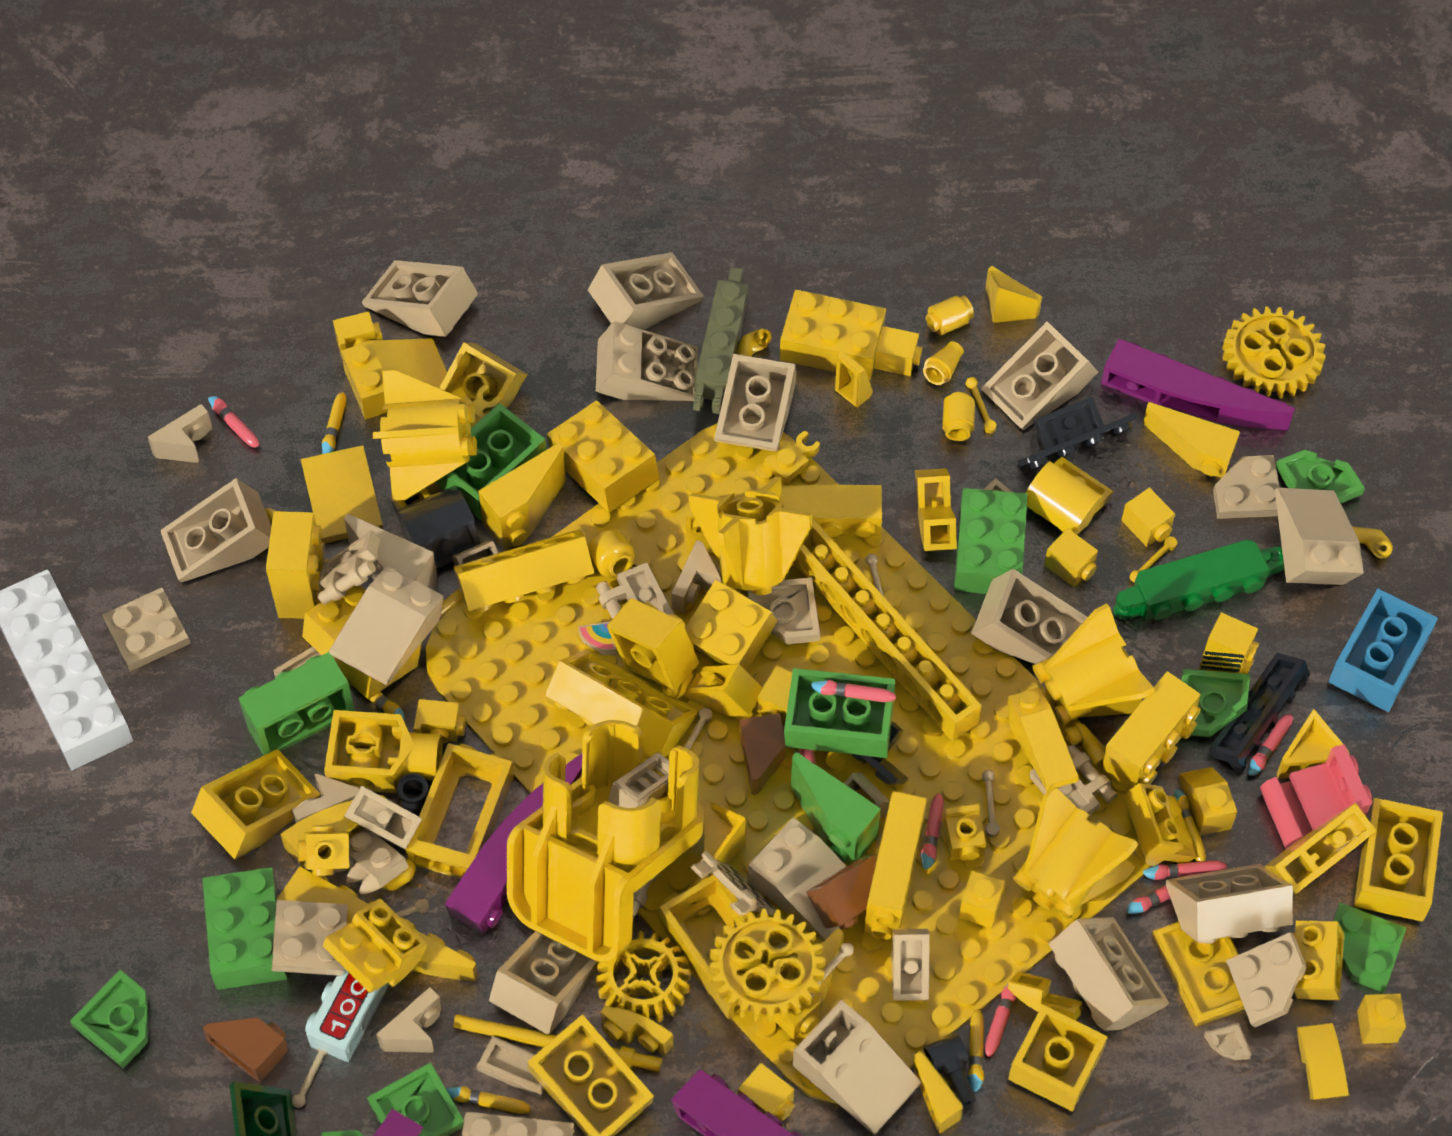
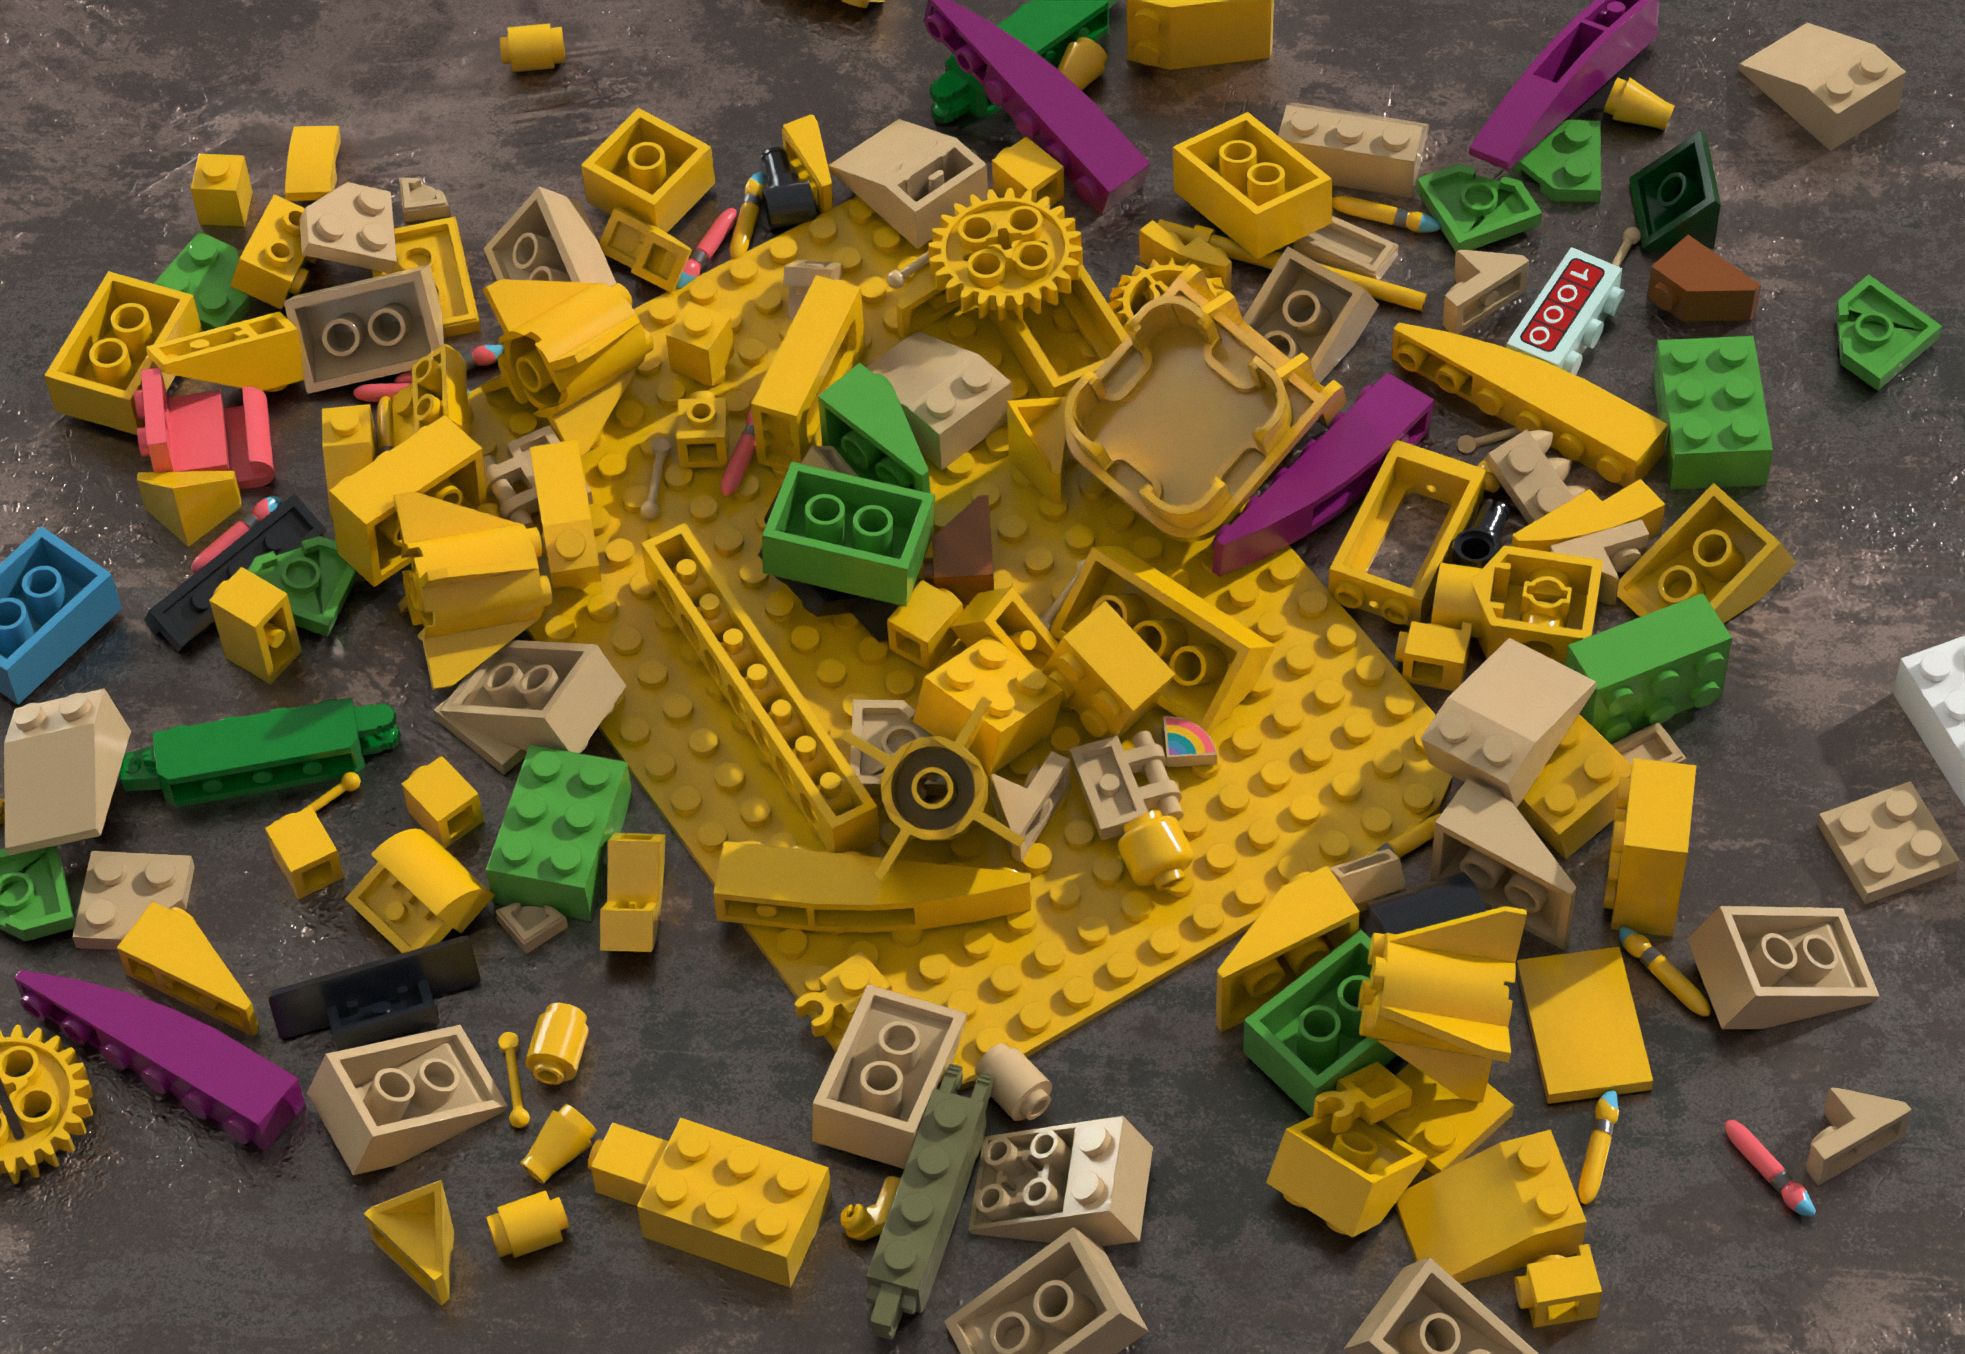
camera: 170 degrees left, 5 degrees down
(301, 935) = (1619, 357): tan plate -> none
(337, 854) = (1600, 458): yellow brick -> none
(349, 568) = (1564, 813): tan plate -> none
(376, 946) = (1530, 323): yellow brick -> none
(383, 817) = (1515, 499): tan slope -> none
(524, 570) = (1294, 827): yellow brick -> none
(604, 456) = (1152, 1014): yellow brick -> none
(626, 795) = (1139, 444): tan slope -> none
(681, 419) = (1017, 1083): none -> tan brick
(748, 896) = (1028, 353): tan flag -> none
(829, 687) = (859, 525): coral piece -> none
(844, 893) = (888, 343): dark orange slope -> none
(852, 380) = (718, 1097): yellow slope -> none
(871, 560) = (748, 756): tan hinge -> none

